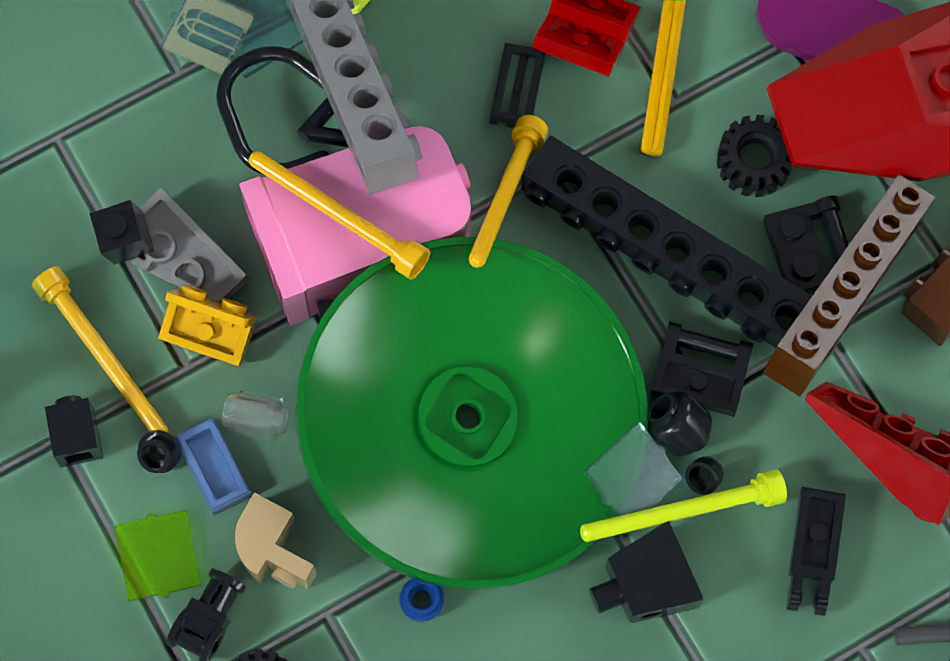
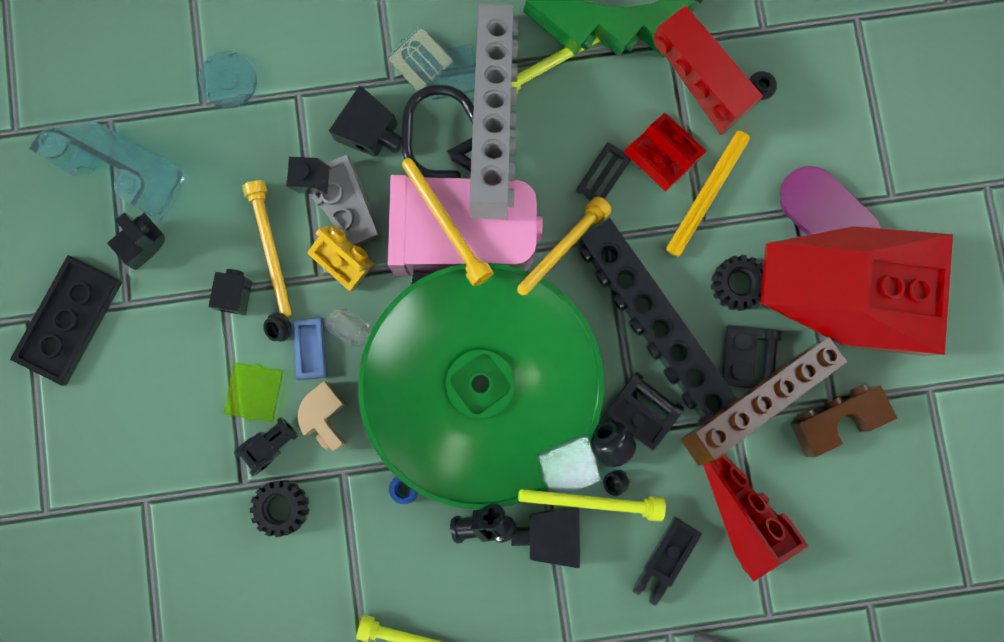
camera: 25 degrees right, 10 degrees up
(172, 141) = (366, 125): none -> black torso
(552, 597) = (485, 524): none -> black connector

